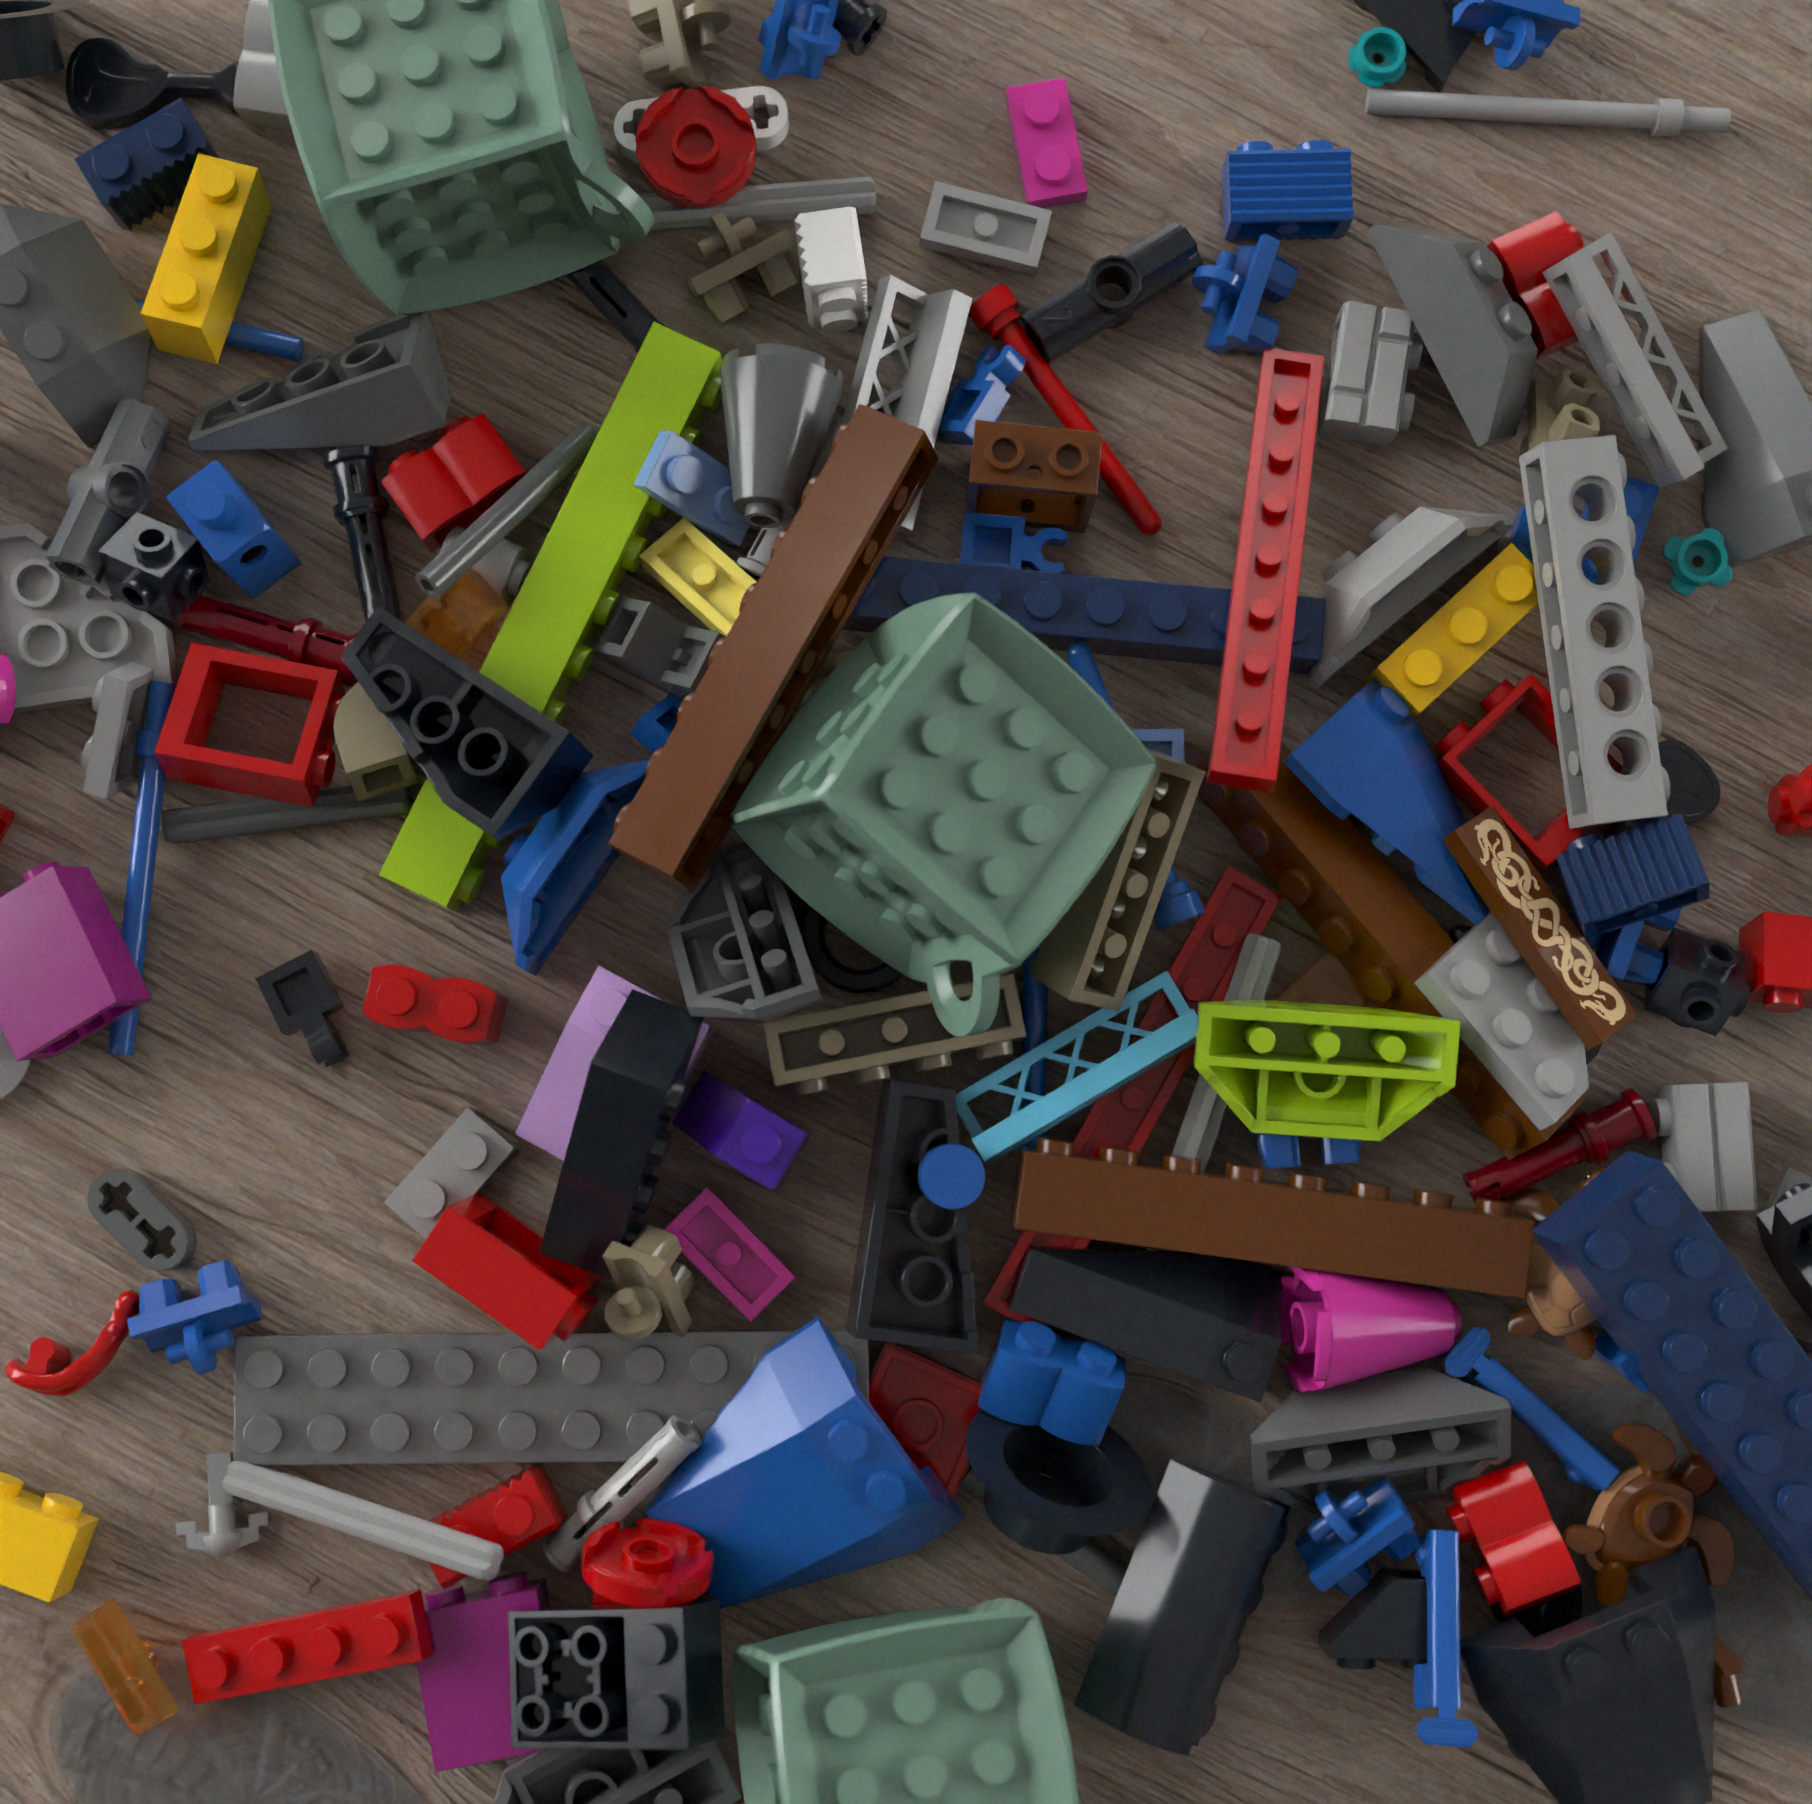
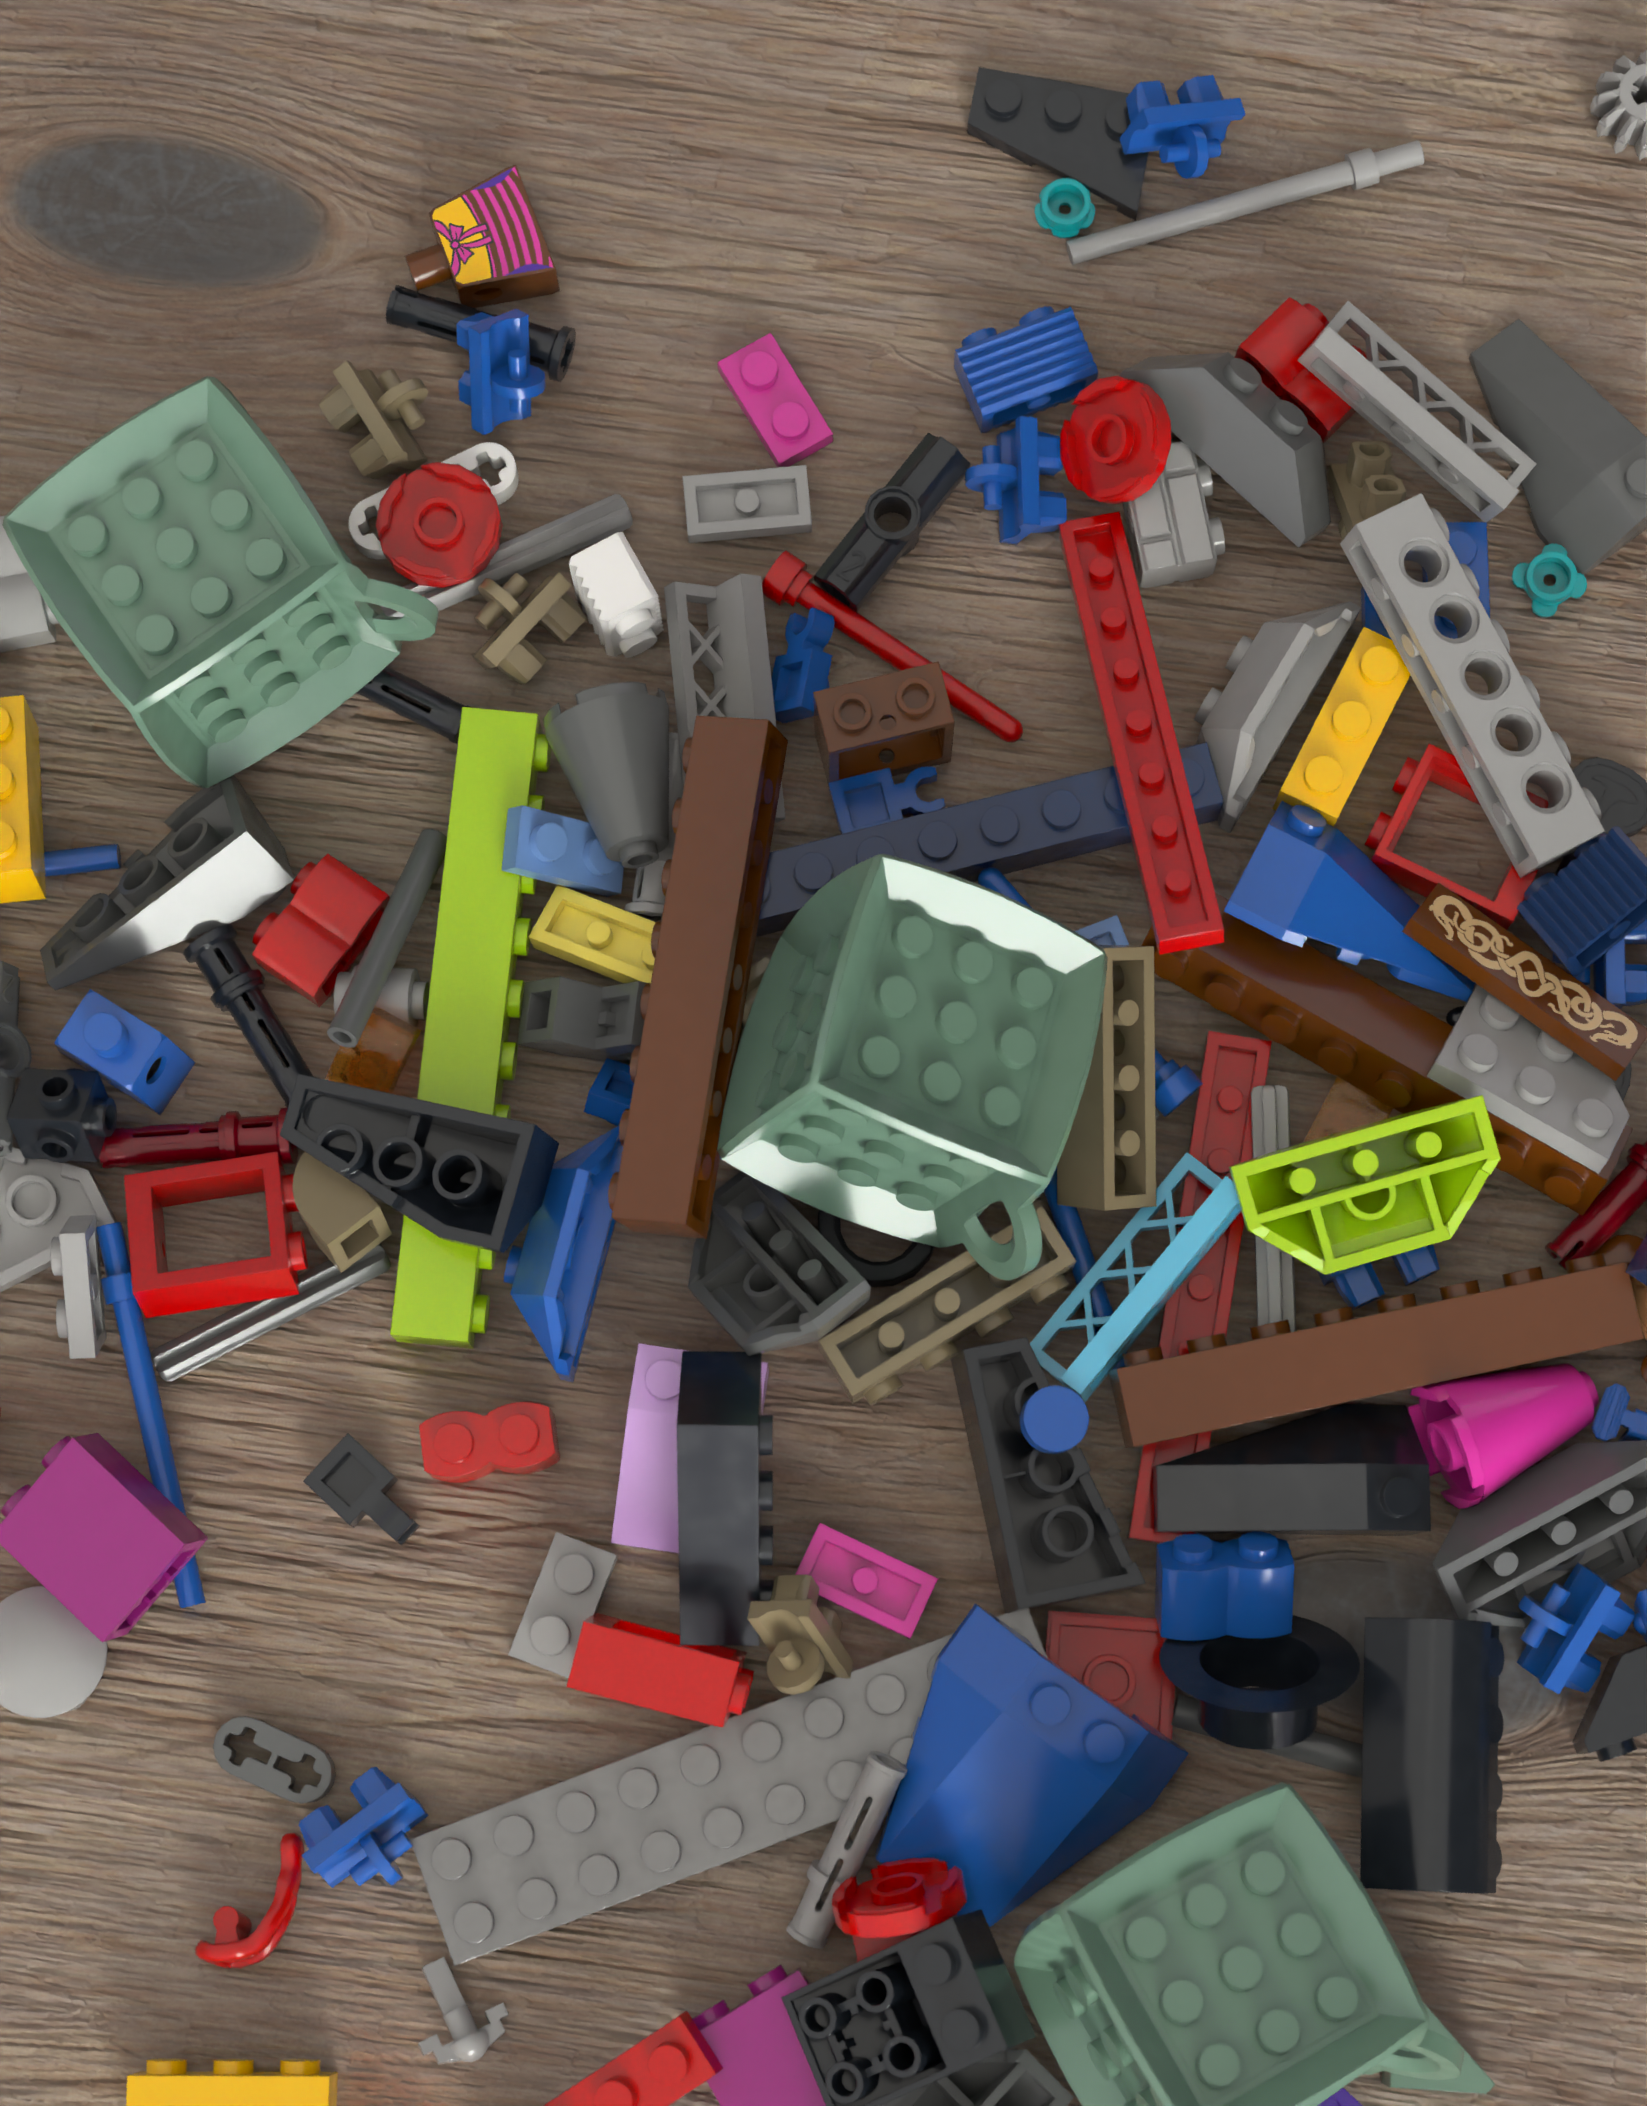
camera: 15 degrees left, 5 degrees down
(364, 1519) = (605, 1962): light grey axle -> none
(505, 1514) = (731, 1928): red brick -> none
(741, 1130) = (835, 1452): dark purple slope -> none
(1346, 286) = (1116, 440): none -> red tile

